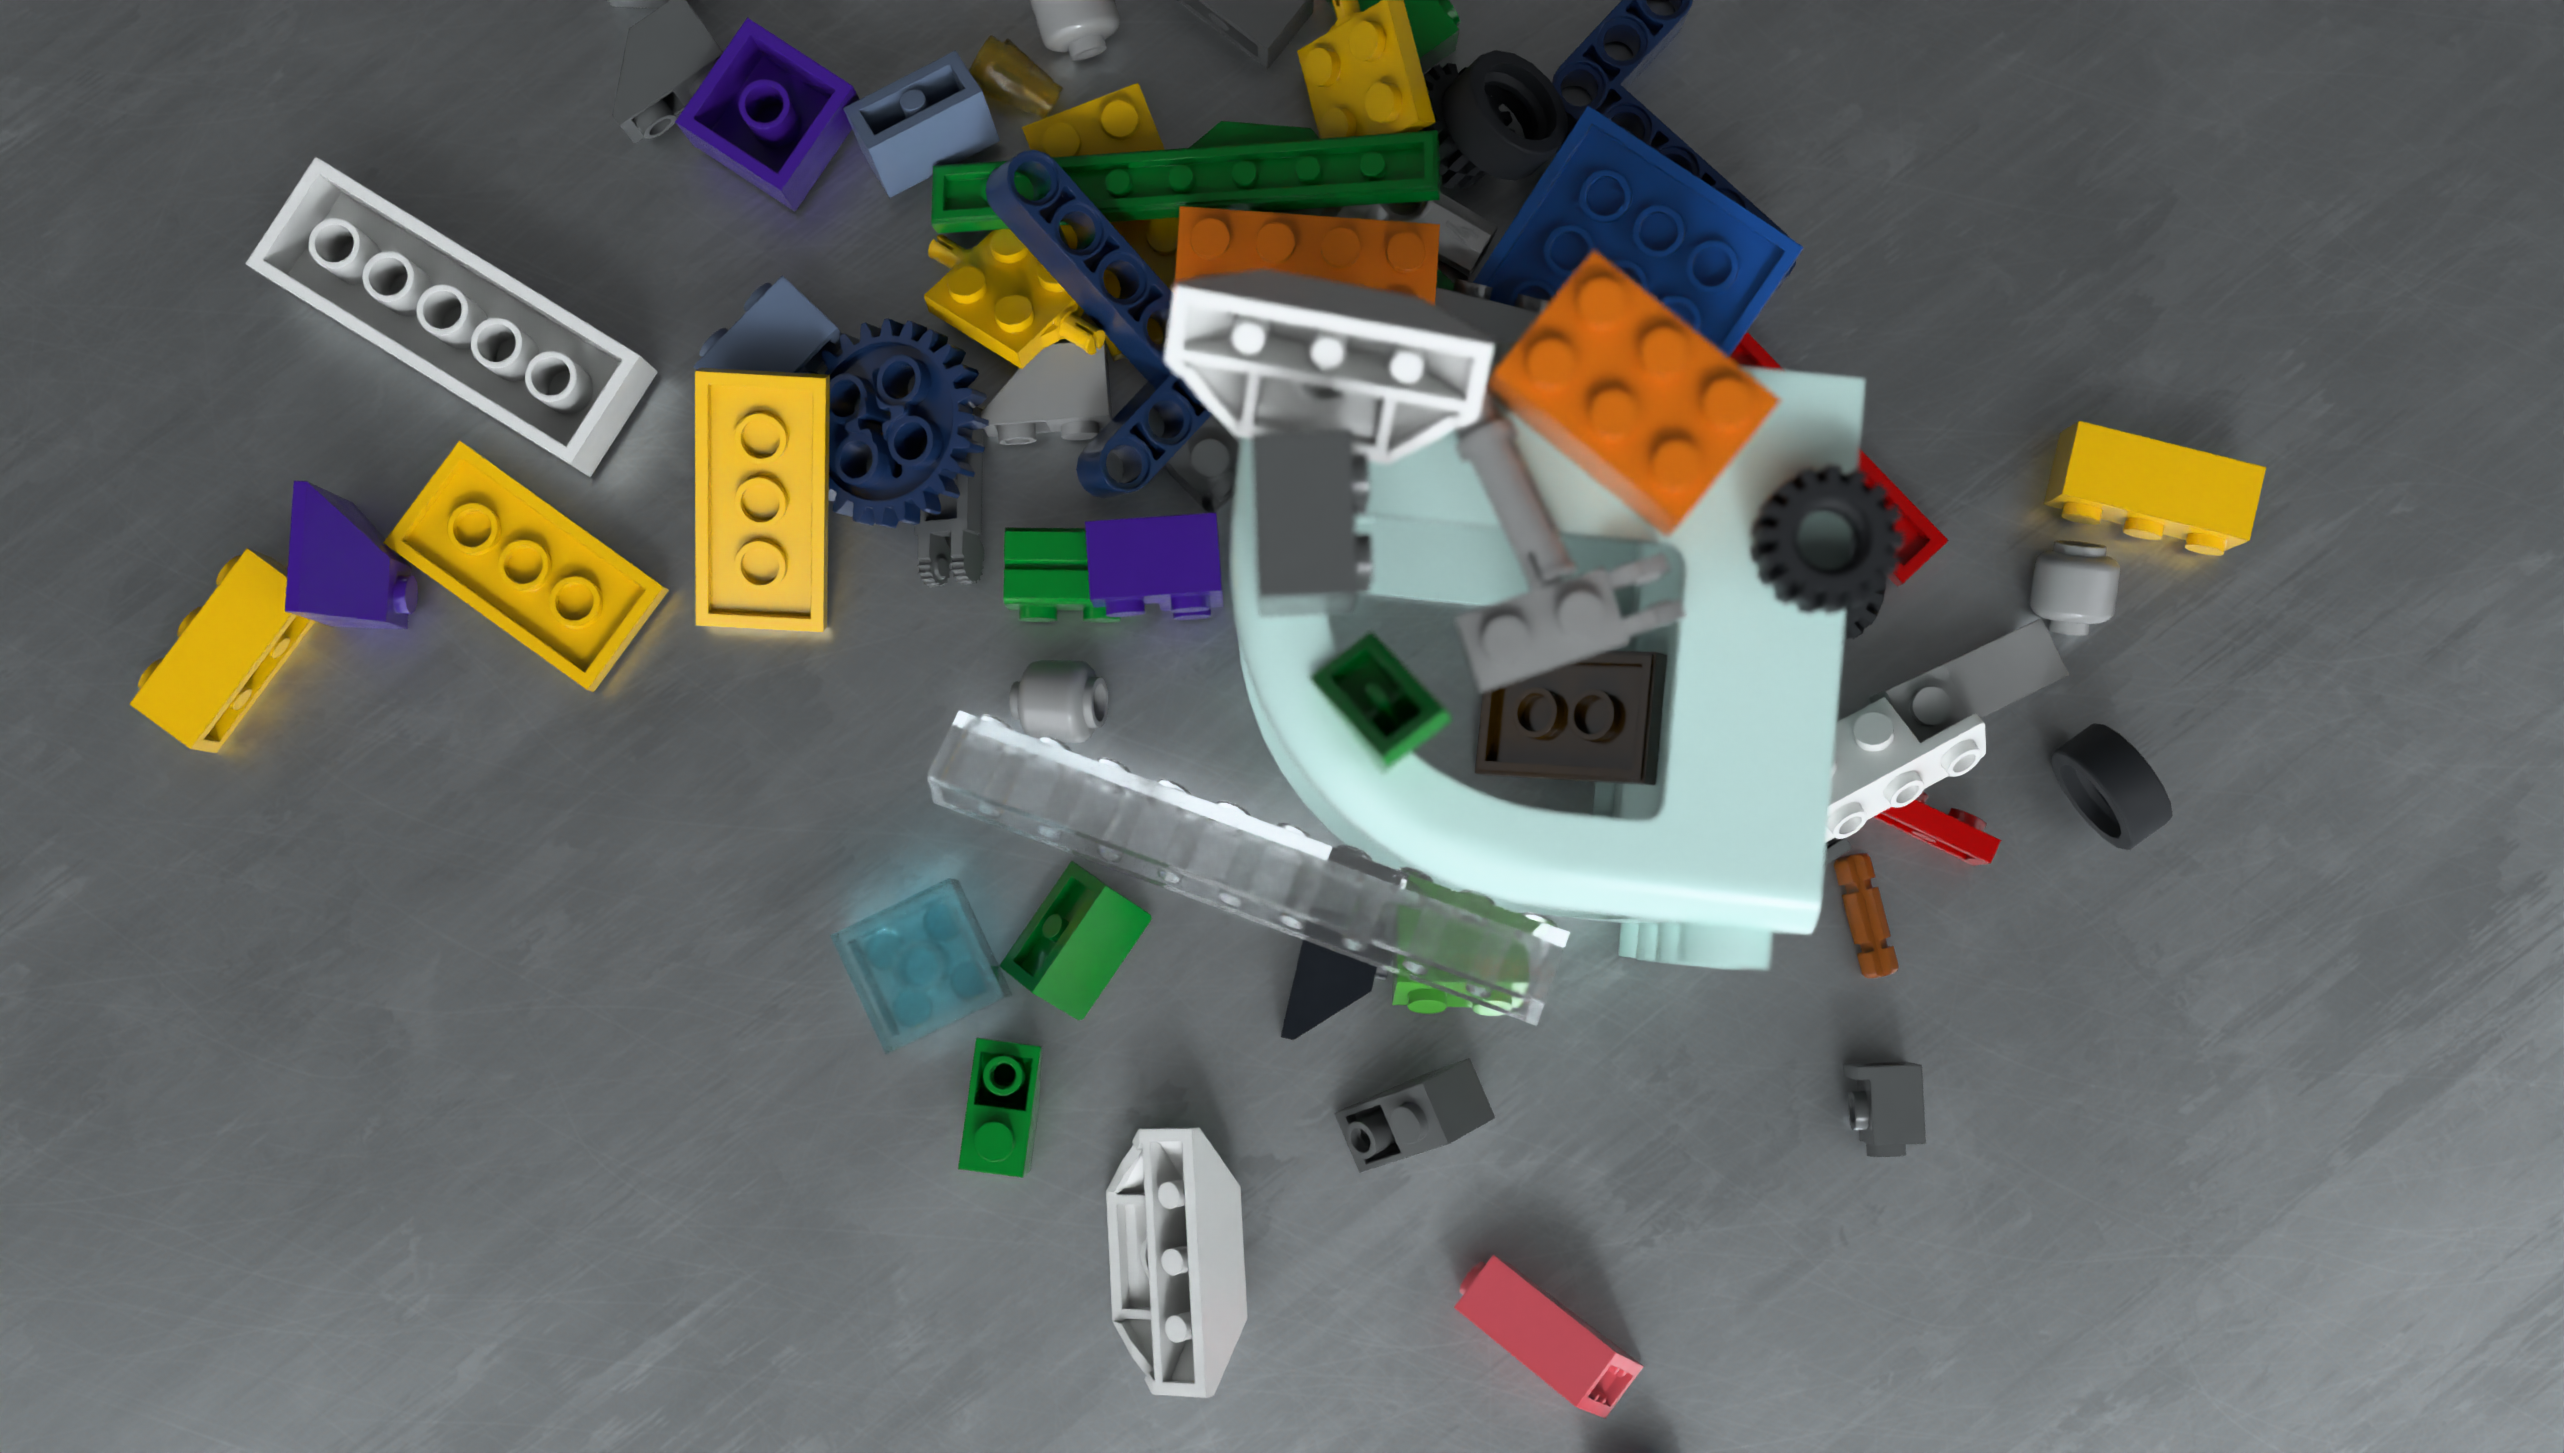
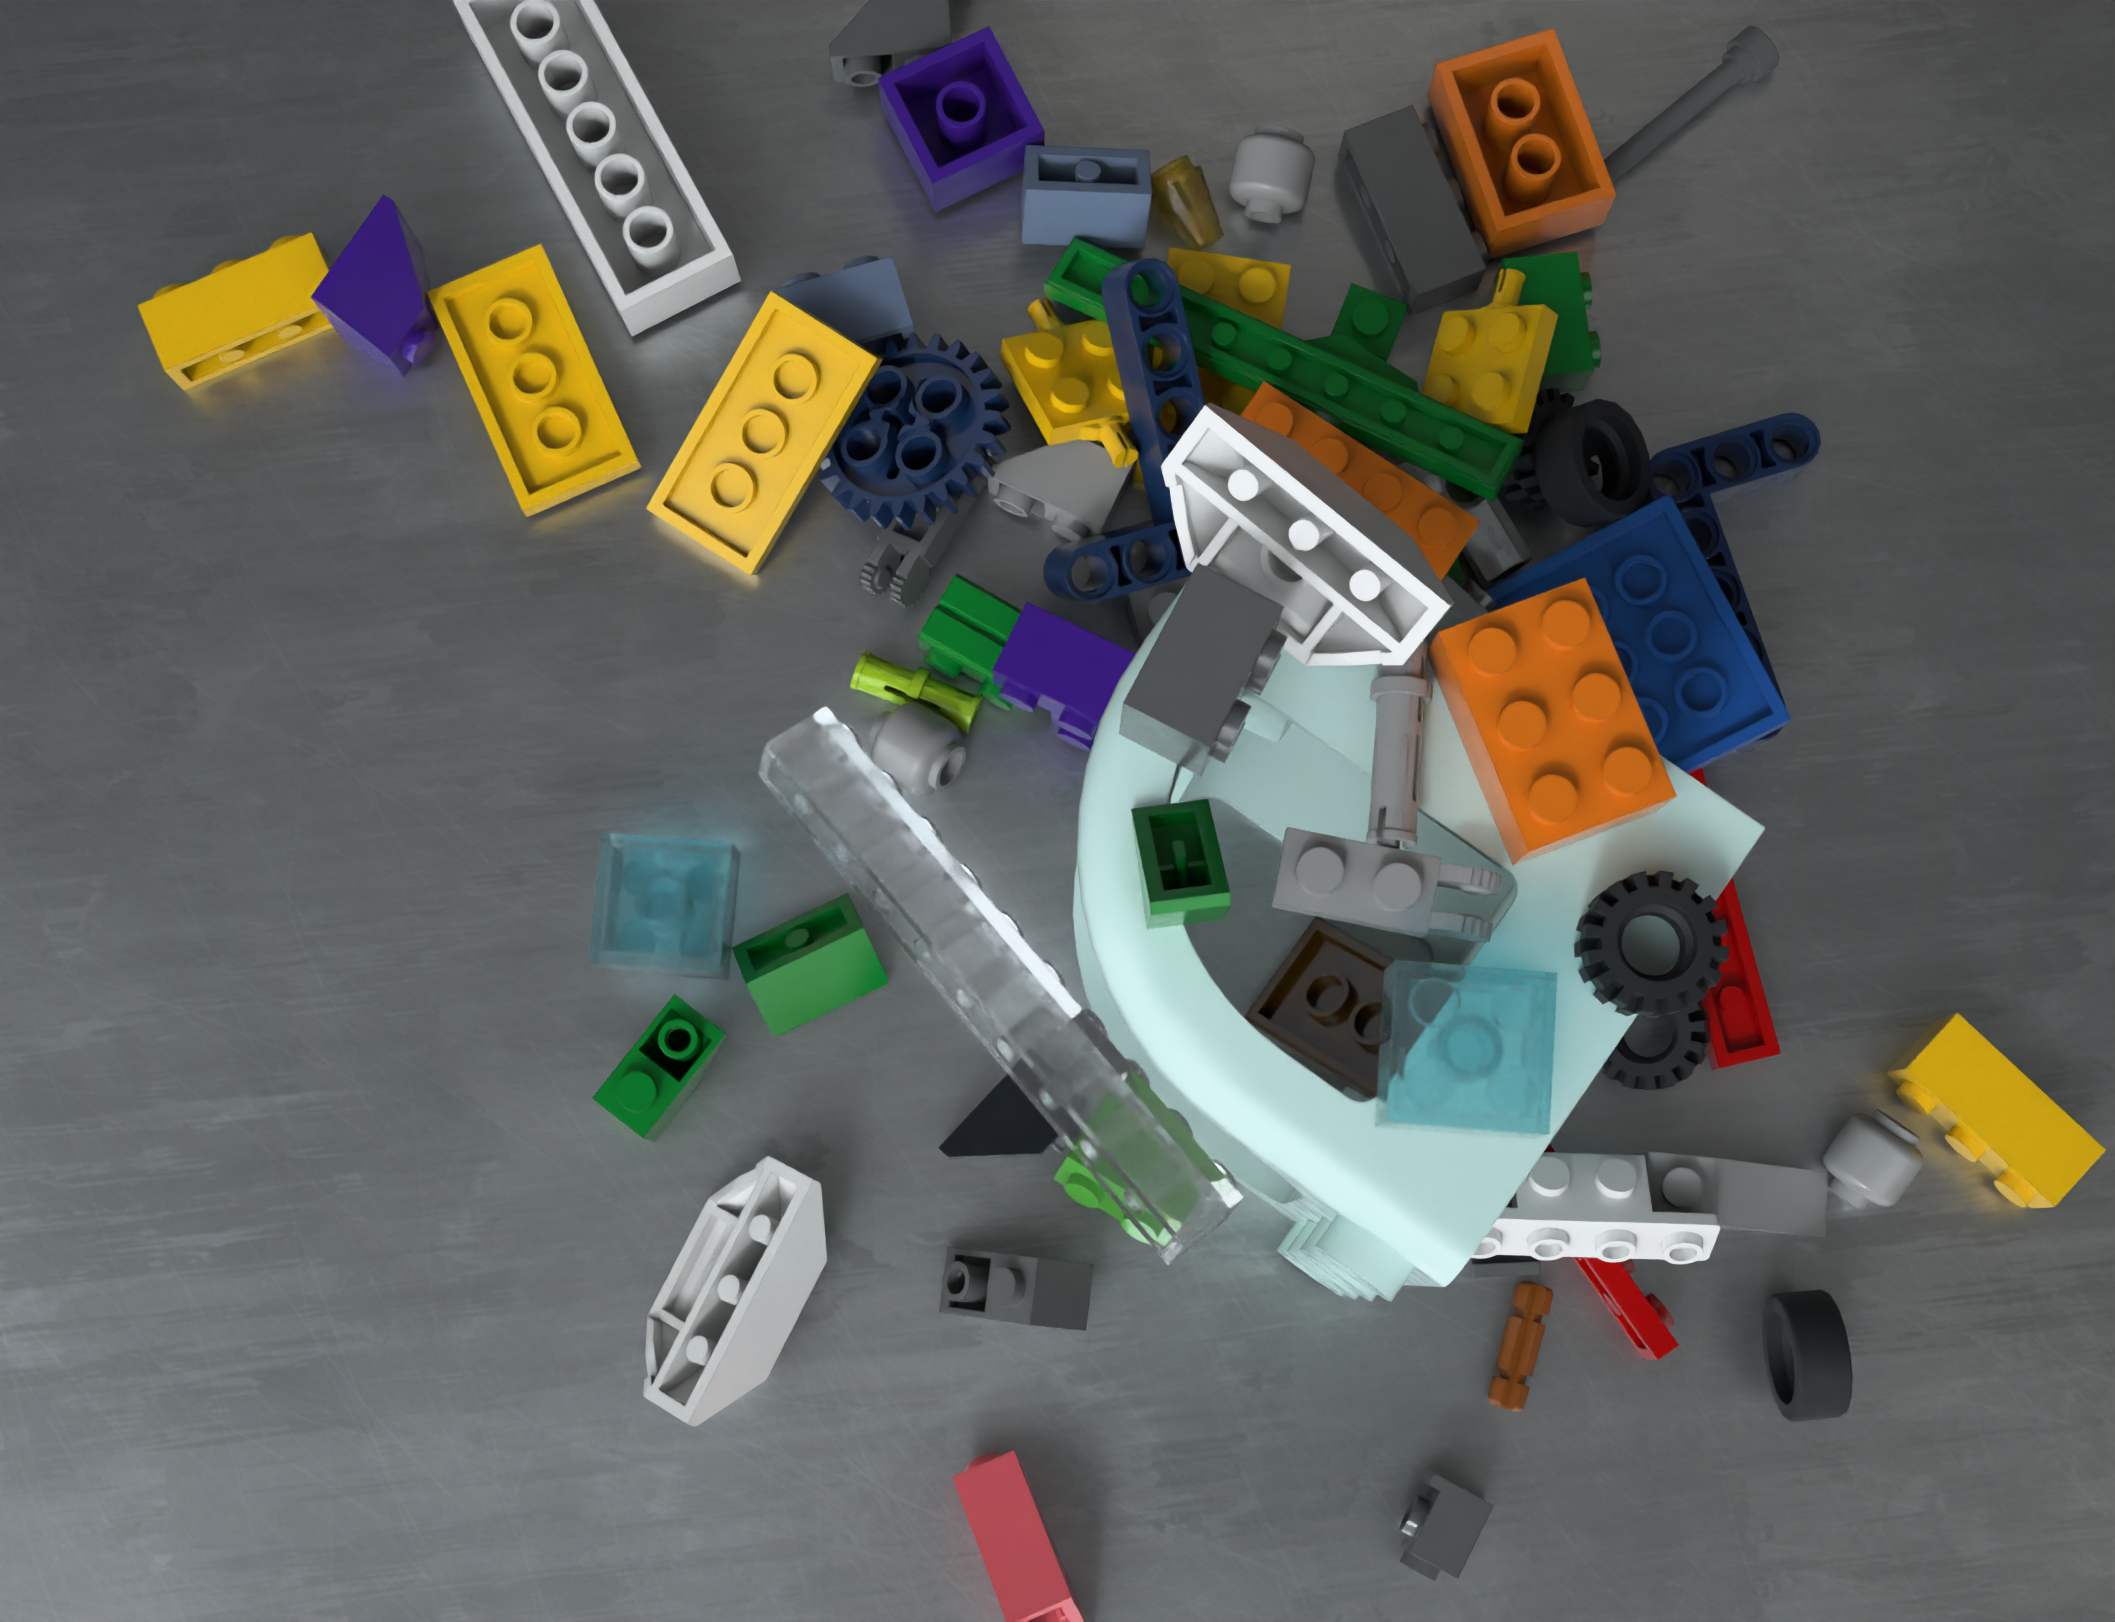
camera: 30 degrees right, 5 degrees down
(1017, 651) = (904, 685): none -> lime pin
(1236, 93) = (1370, 319): none -> green plate
(1721, 725) = (1466, 1049): none -> clear light blue brick

